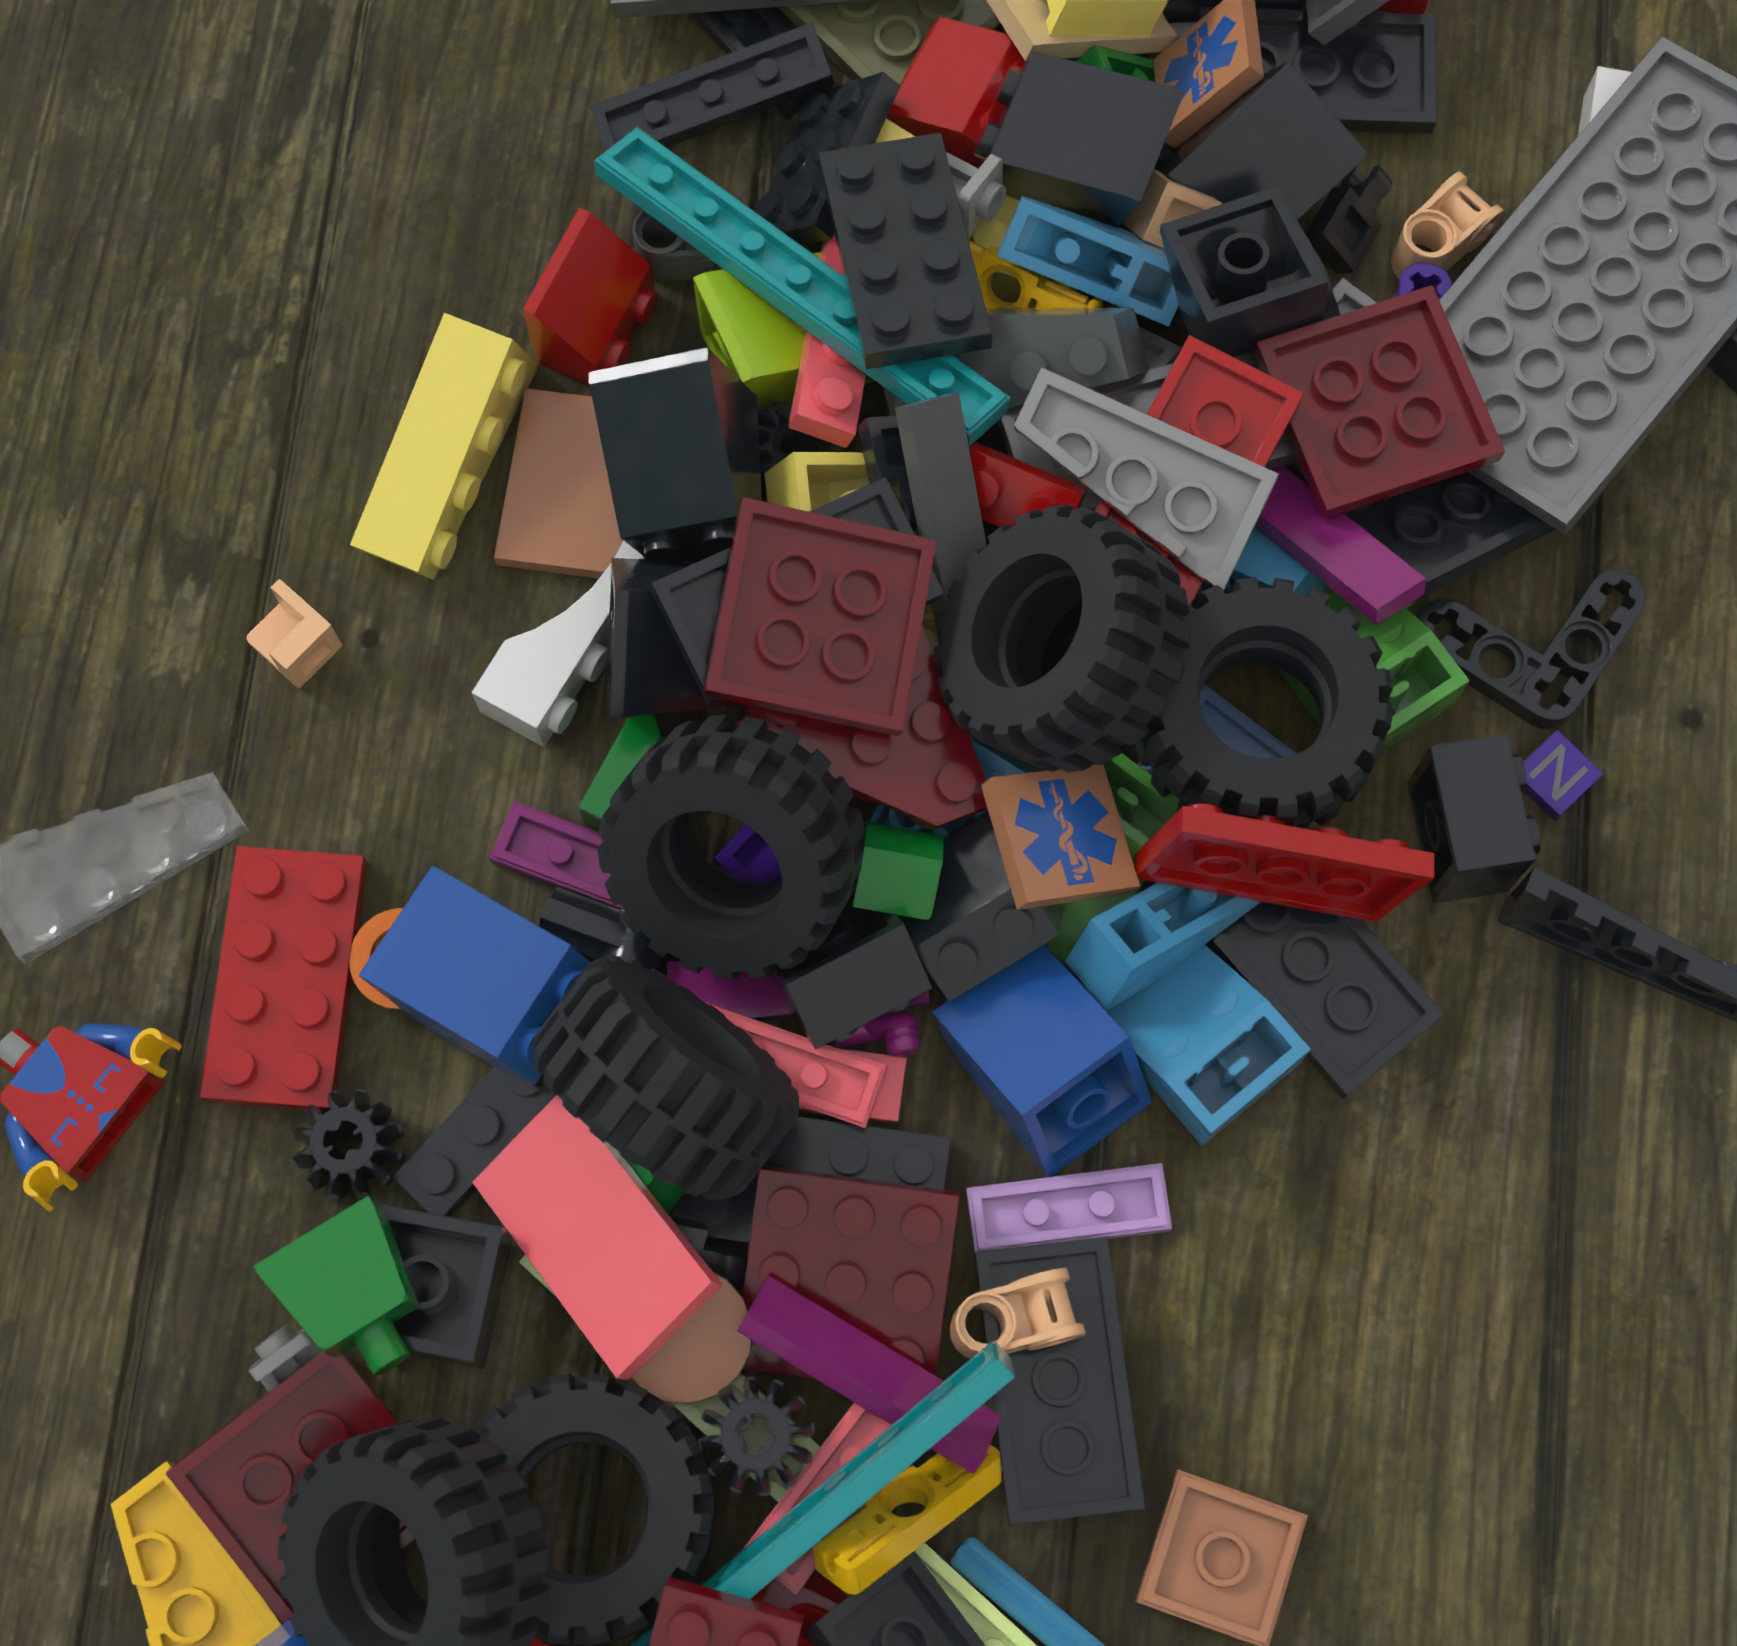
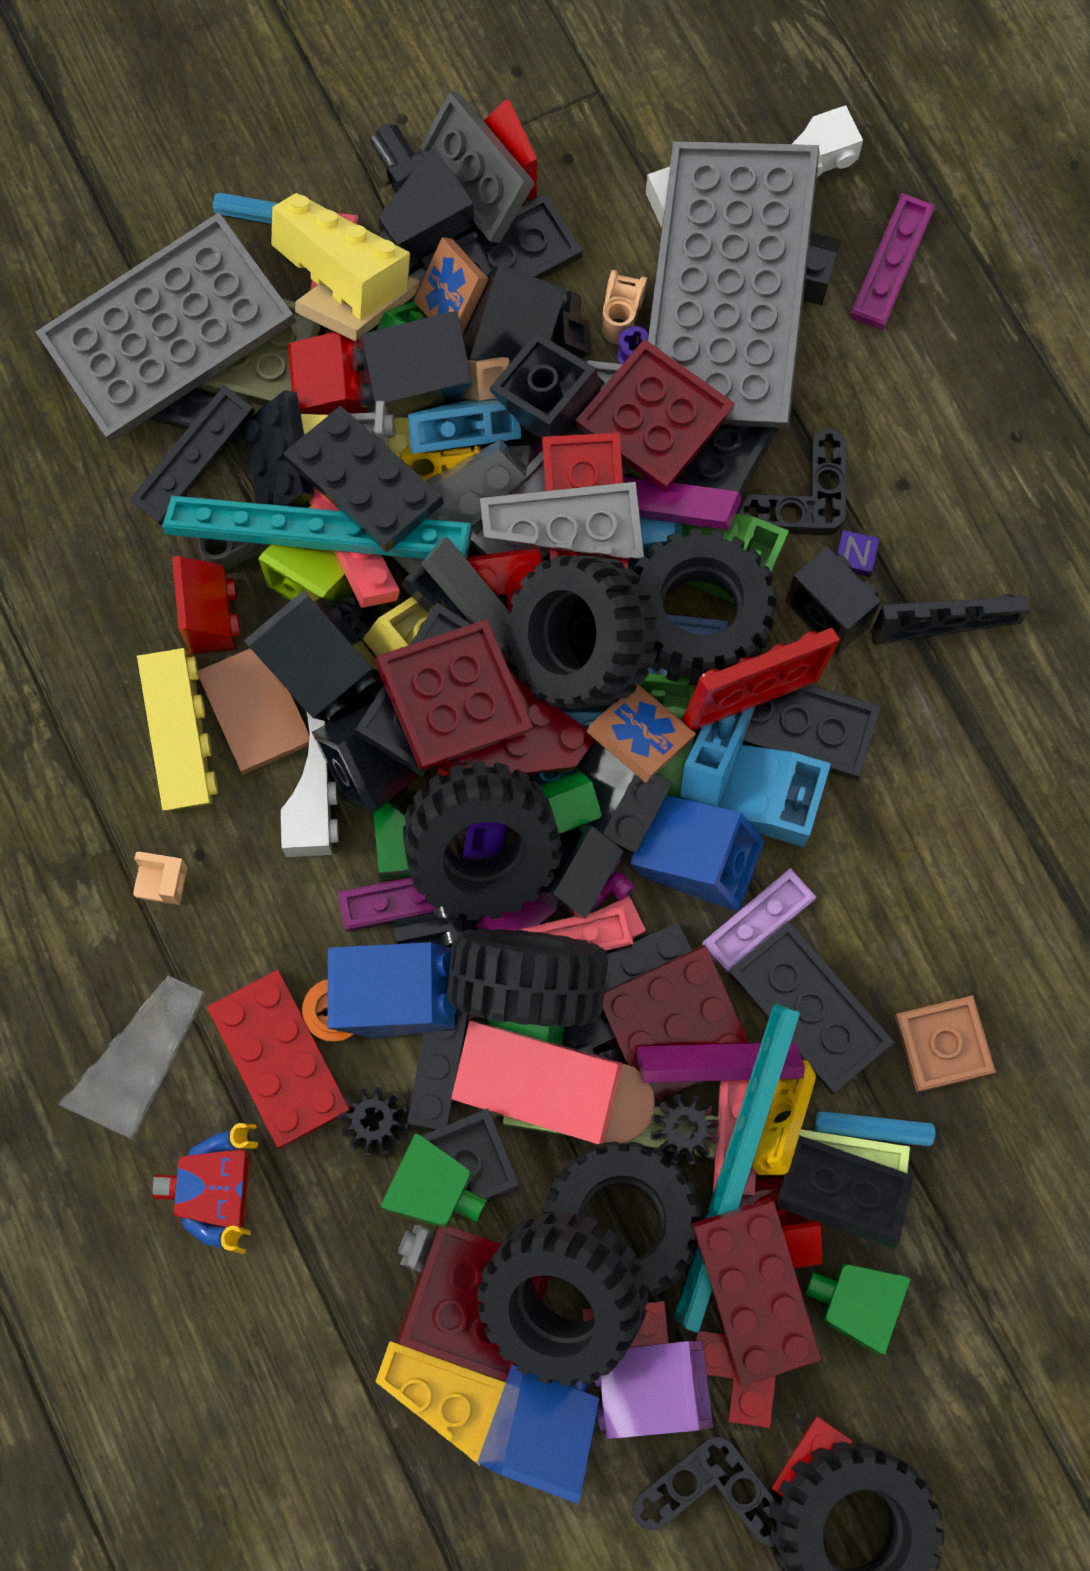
camera: 35 degrees left, 0 degrees up
(1030, 1314) = (776, 983): light nougat piece -> none

